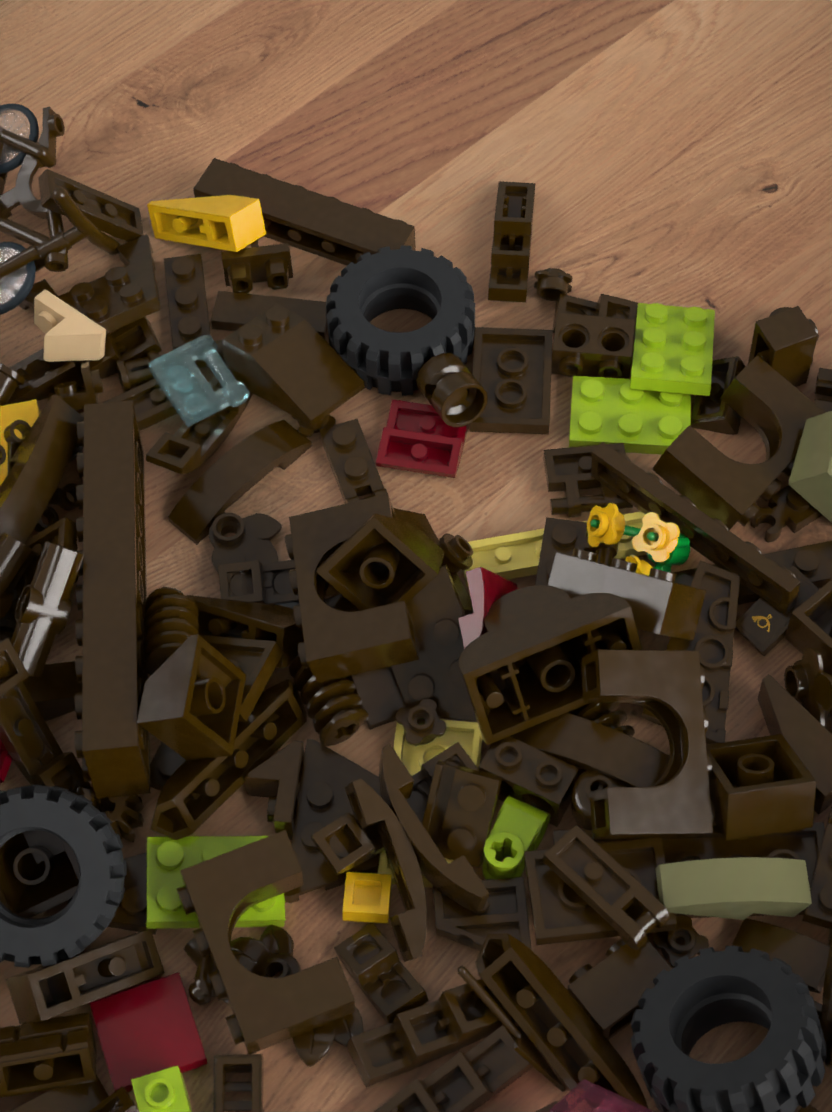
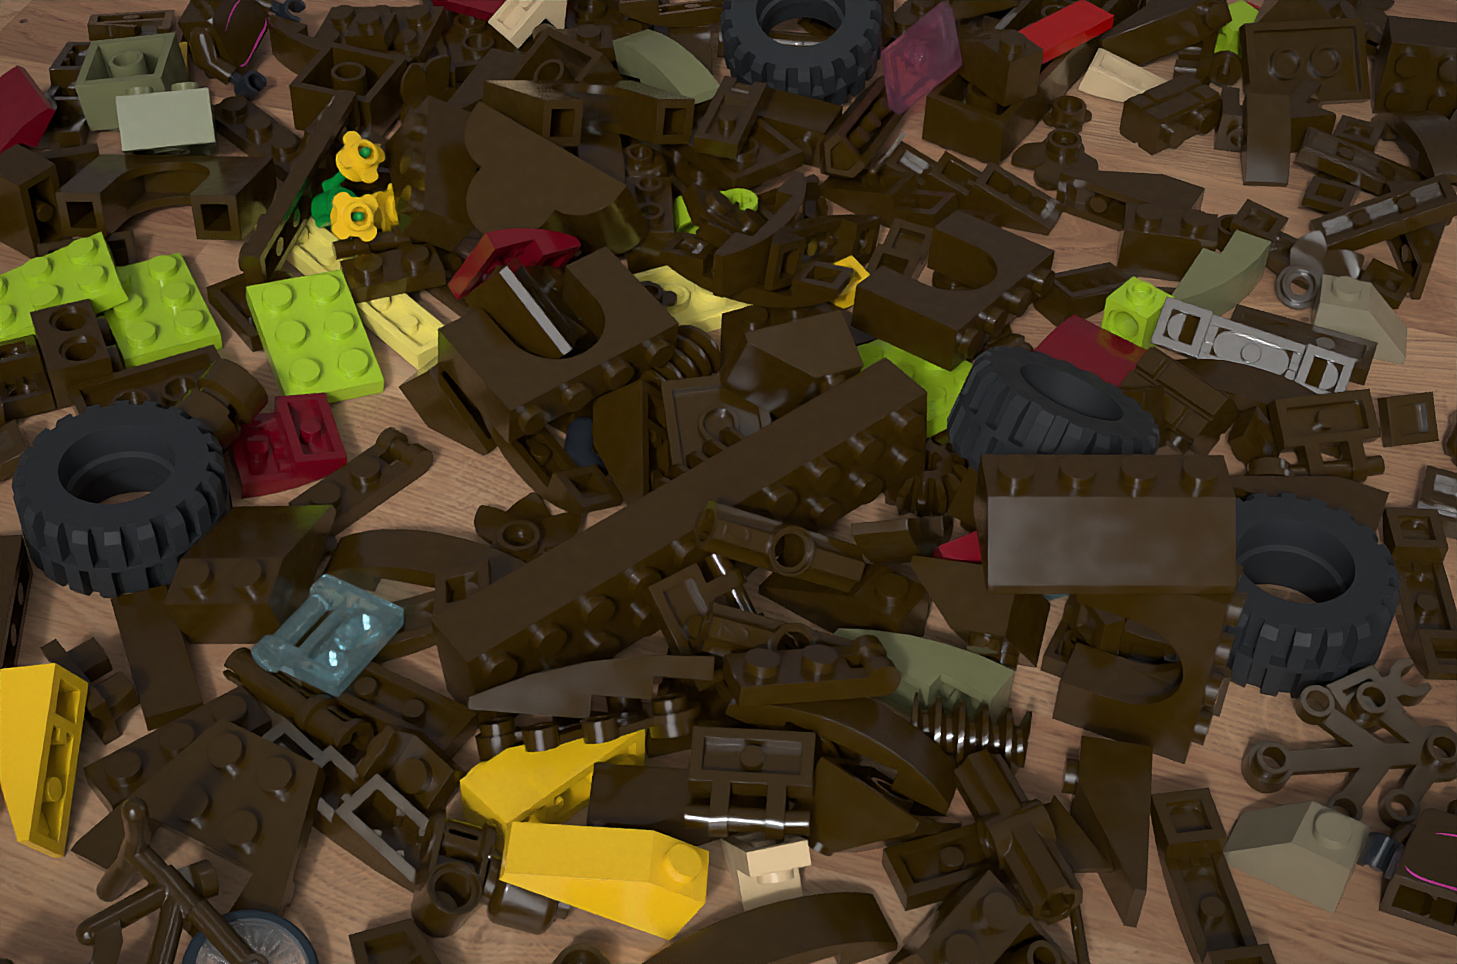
camera: 125 degrees left, 15 degrees down
(67, 331) = (336, 774): tan slope -> none
(104, 211) = (78, 889): dark brown plate -> none
(457, 553) = (430, 331): dark brown plate -> none
(516, 486) = (315, 337): none -> lime plate

